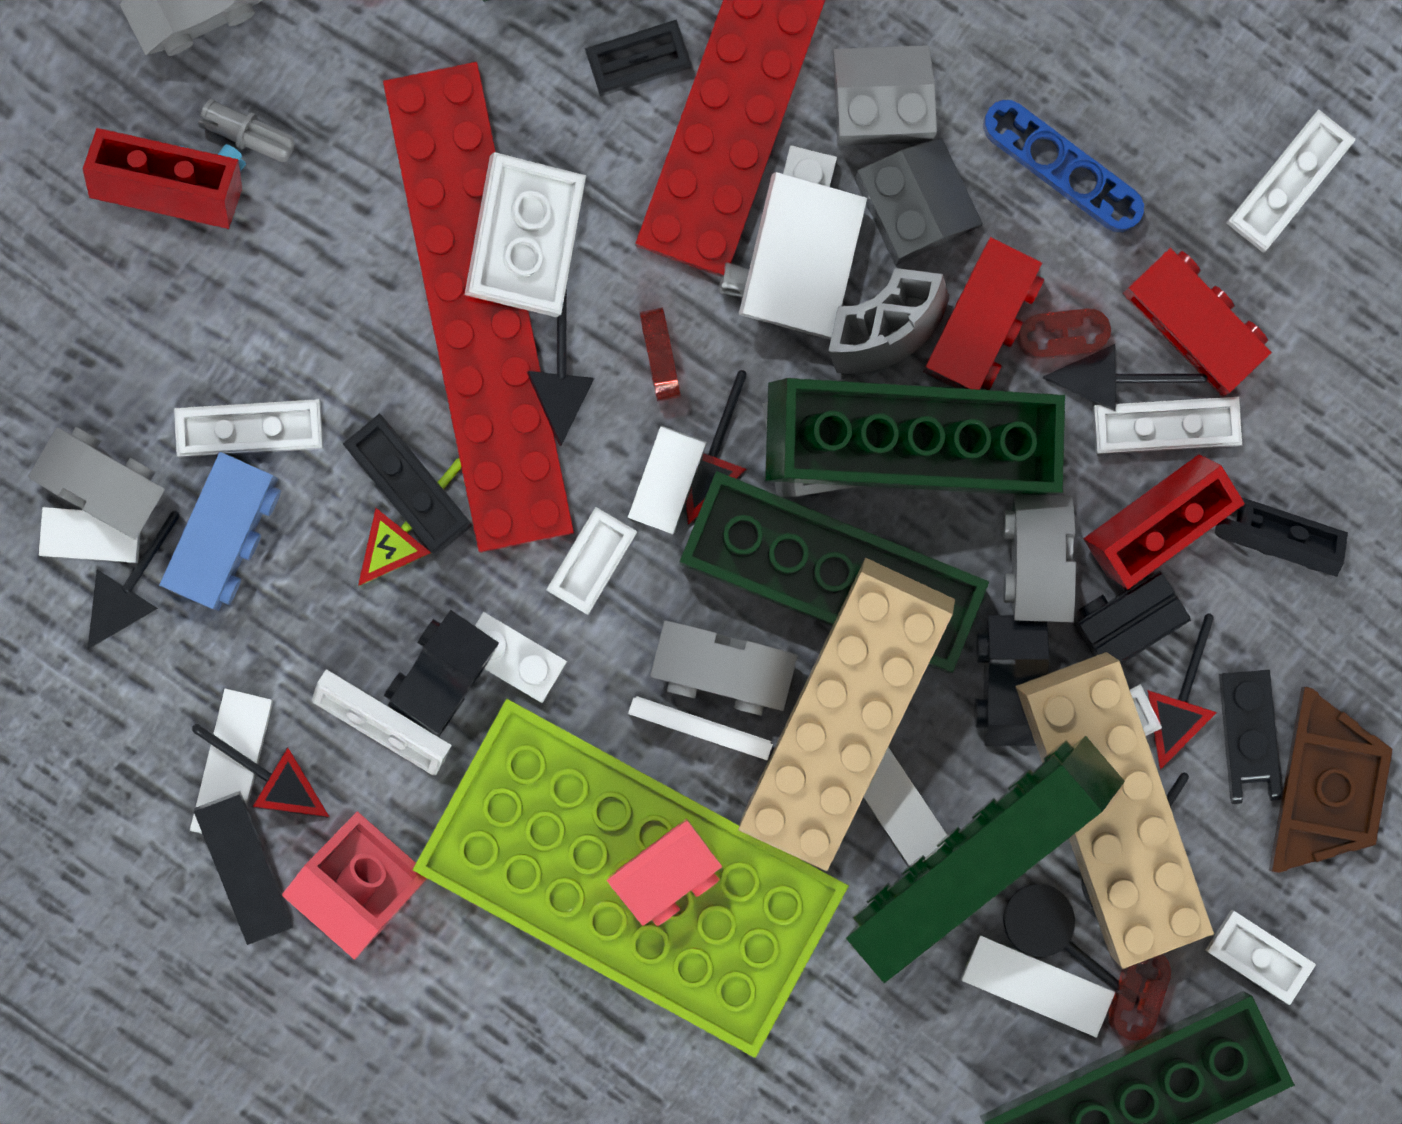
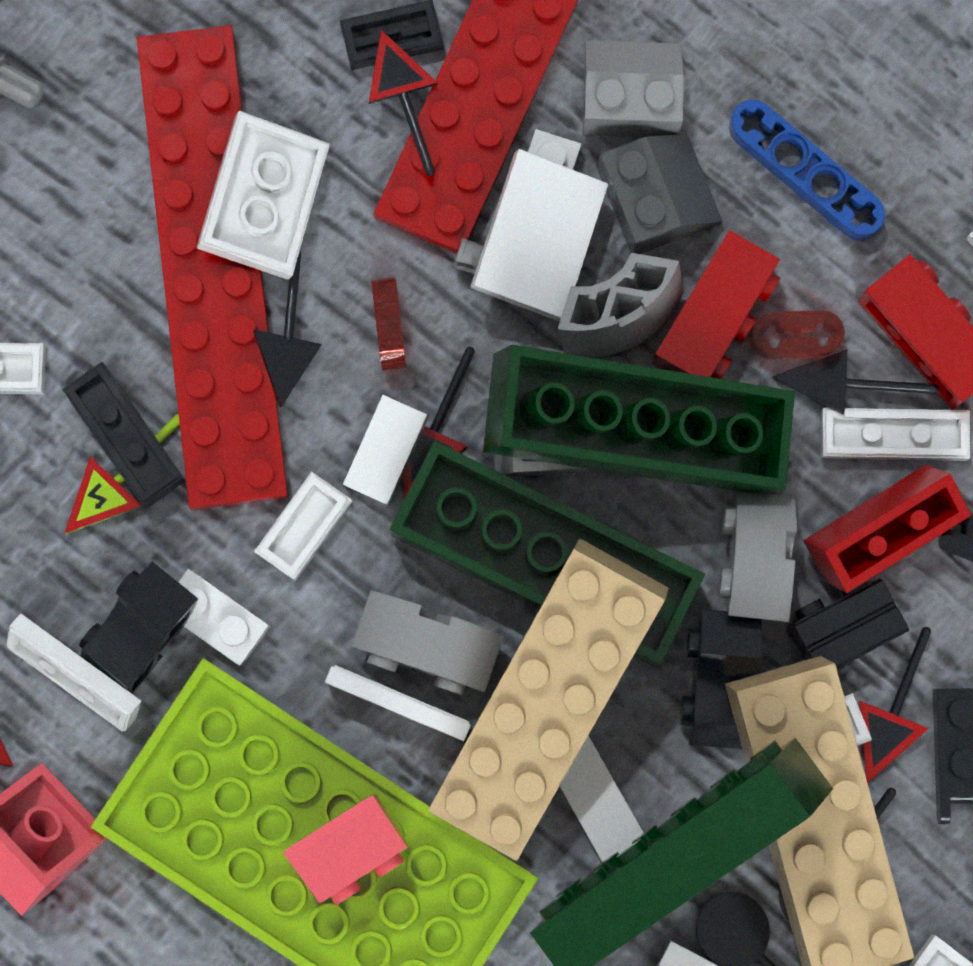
camera: 10 degrees right, 5 degrees down
(648, 103) = (397, 76): none -> piece

